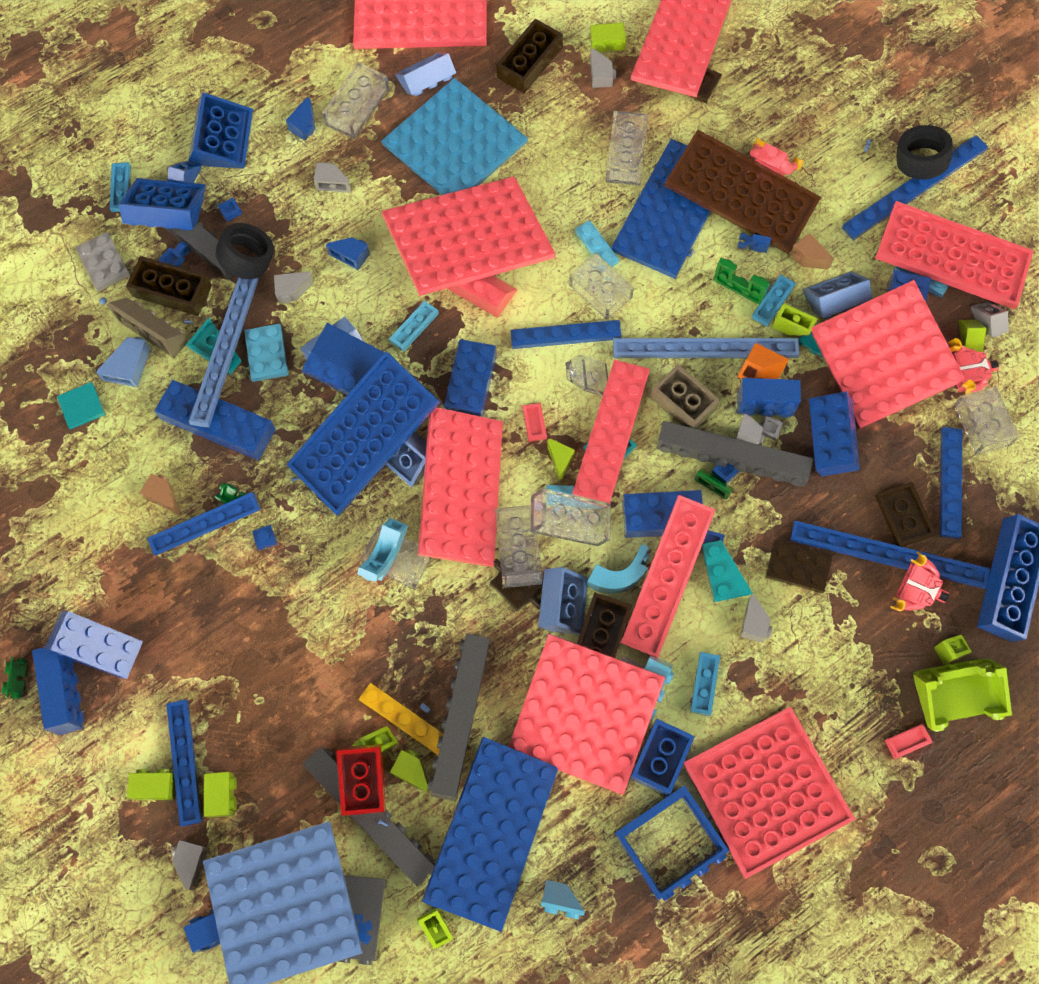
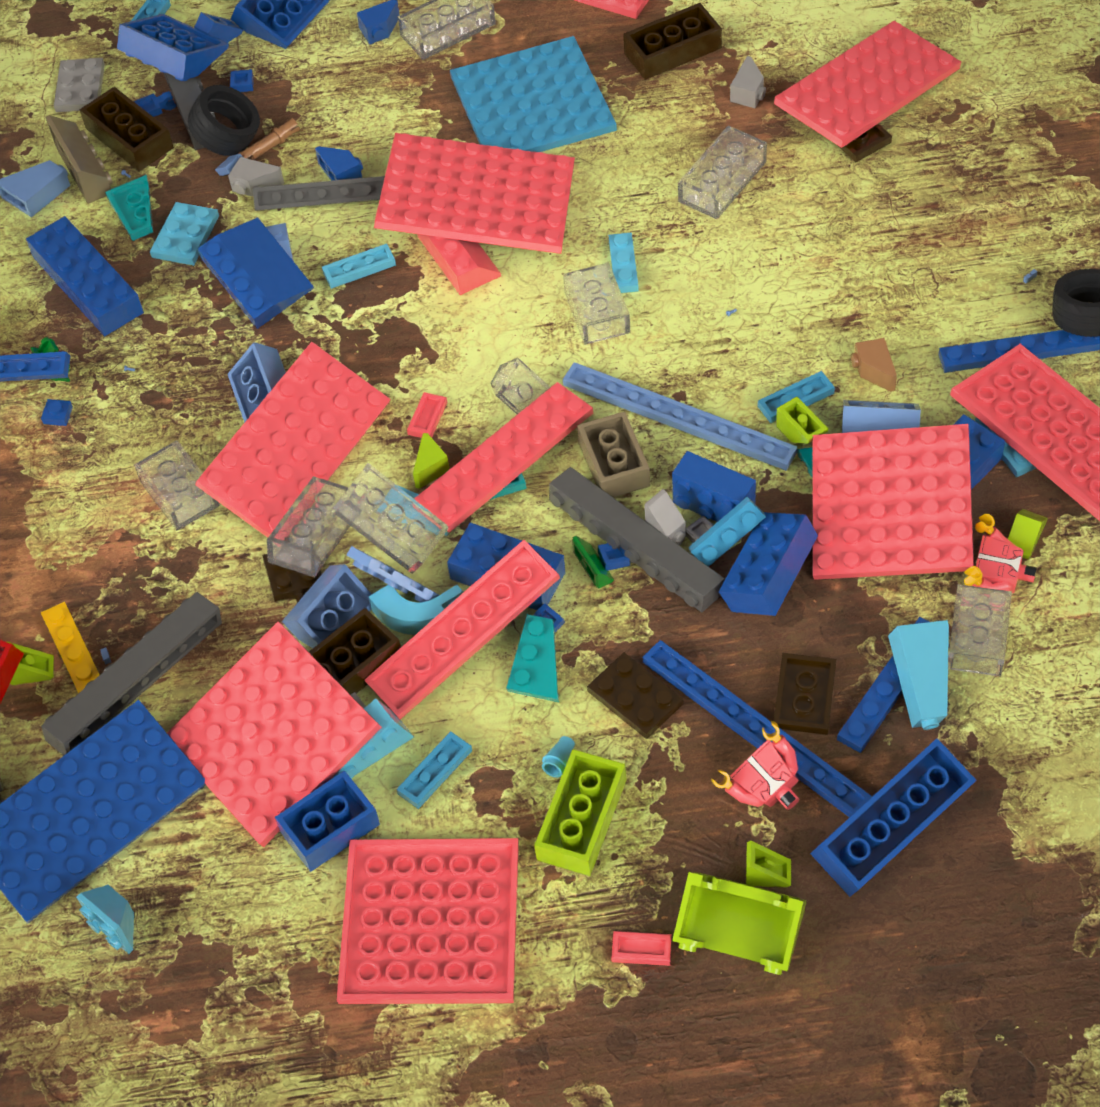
camera: 30 degrees right, 15 degrees down
(223, 353) = (134, 208): medium blue plate -> none
(265, 283) = (226, 167): none -> medium blue tile
(286, 245) = (276, 137): none -> medium nougat pin
(330, 178) = (367, 88): light grey slope -> none
(350, 278) = (318, 193): none -> dark grey plate
(363, 433) = (222, 342): blue plate -> none
(385, 551) = (162, 465): medium azure arch -> none
(410, 769) = (42, 701): lime slope -> none
(426, 73) = (544, 21): slope -> none
(471, 377) = (384, 339): blue brick -> none
(565, 334) = (524, 339): blue plate -> none
(585, 558) = (390, 575): none -> medium blue plate
(608, 37) = (779, 53): lime brick -> none
(662, 221) = (740, 257): blue plate -> none
(700, 869) = (269, 879): blue window -> none
(742, 191) = (832, 265): reddish brown plate -> none
(753, 290) = (771, 366): green plate -> none
(755, 622) = (537, 729): light grey slope -> none
(757, 242) = (816, 327): blue plate -> none
(763, 364) = (732, 451): orange slope -> none
(774, 158) = (893, 248): coral torso -> none
(779, 635) = (557, 758): none -> medium azure cone
(796, 424) = (727, 531): none -> dark azure plate
(821, 669) = (580, 812): none -> lime brick
(973, 467) = (922, 668): none -> medium azure slope
(992, 317) = (1062, 522): light grey slope -> none

